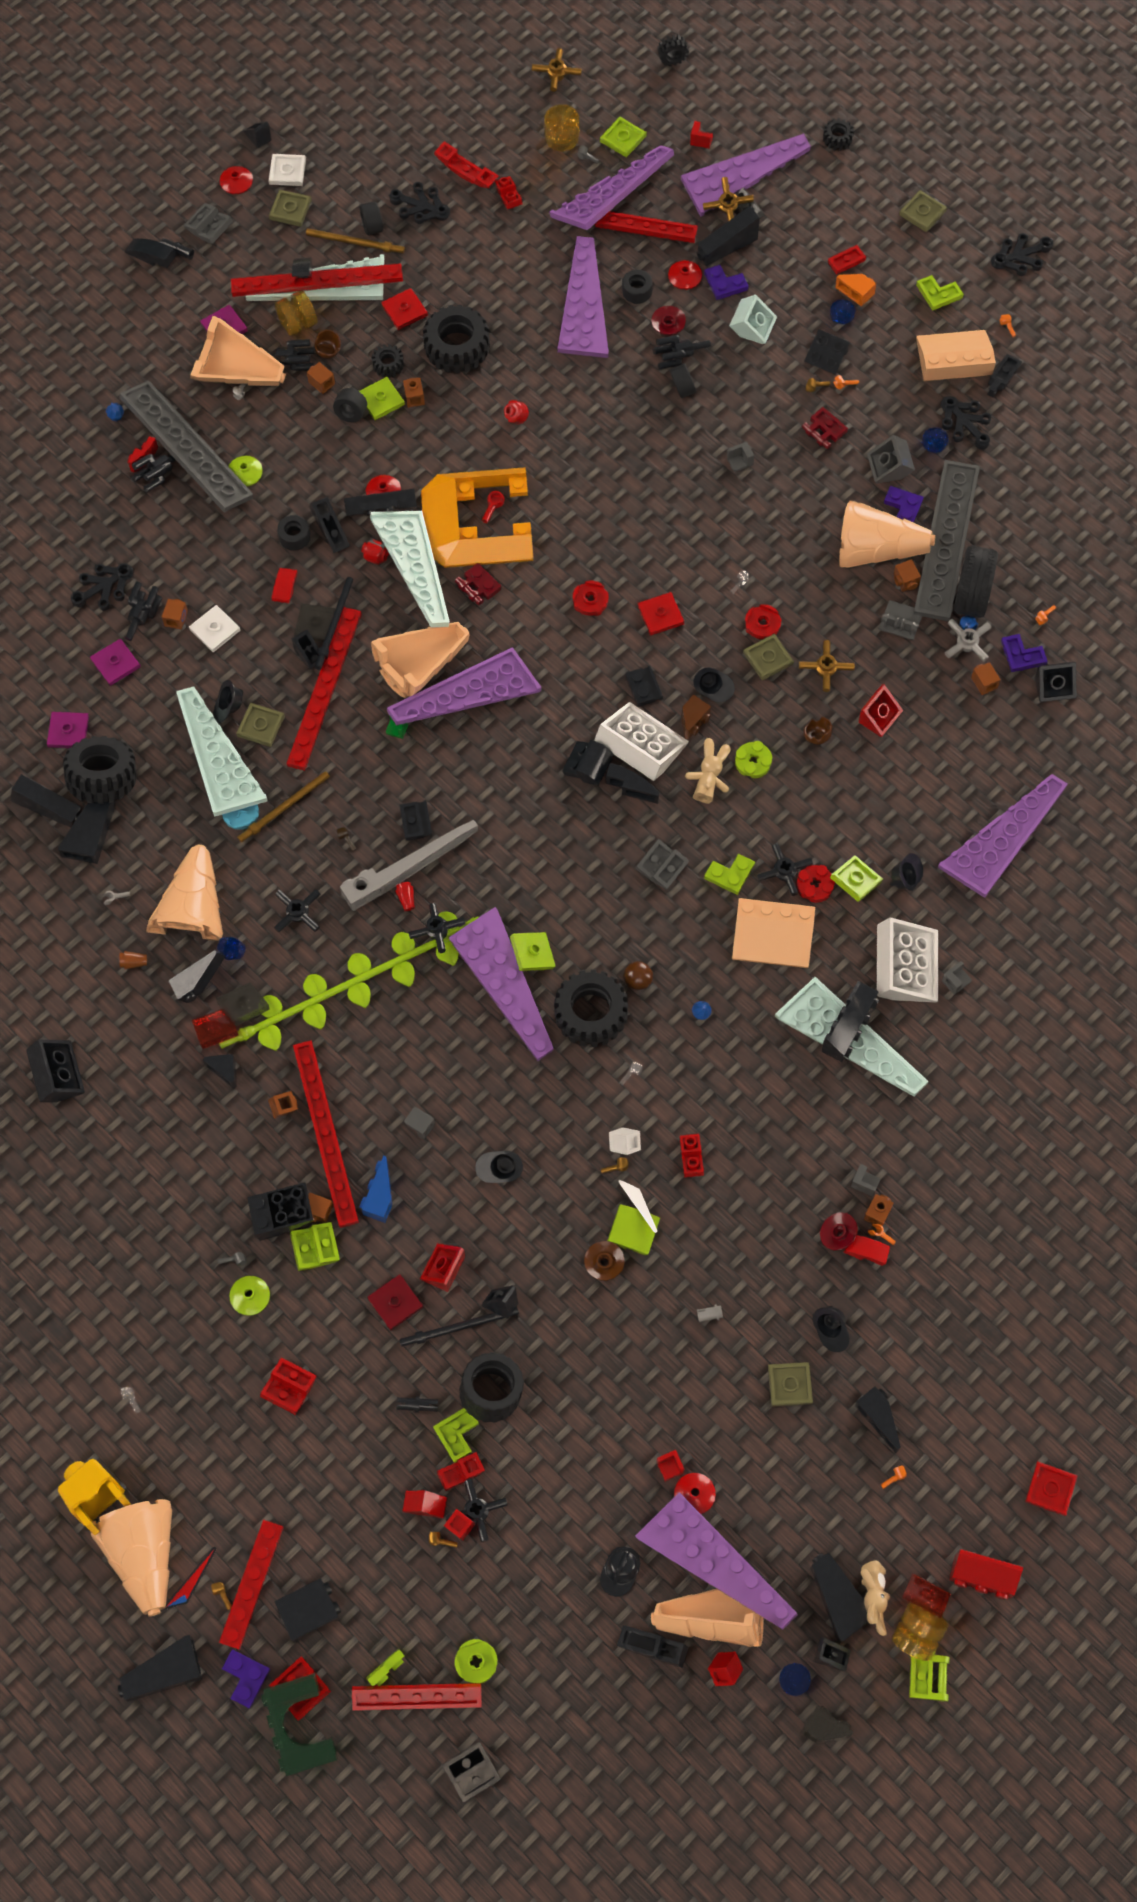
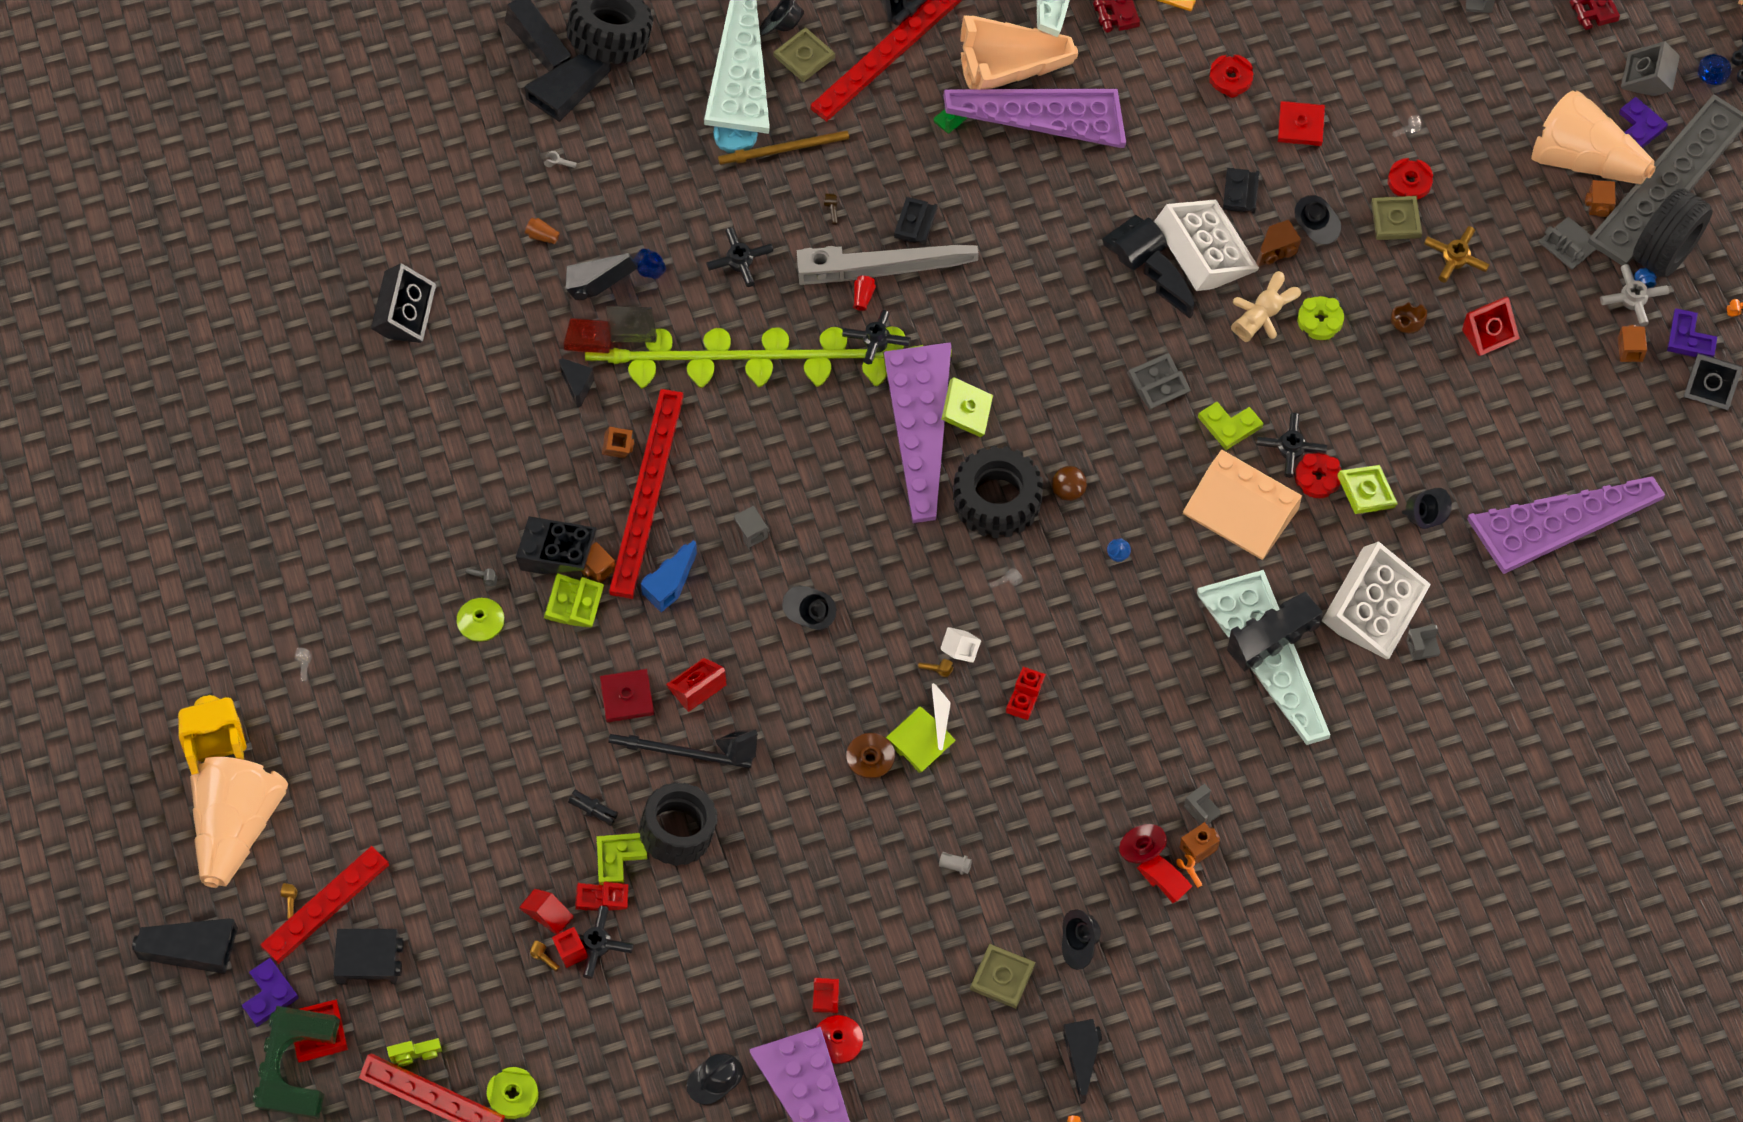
camera: 25 degrees right, 5 degrees down
(186, 1590) = (255, 879): sticker -> none
(190, 899) = (635, 196): light nougat cone -> none
(288, 1386) = (470, 727): red slope -> none

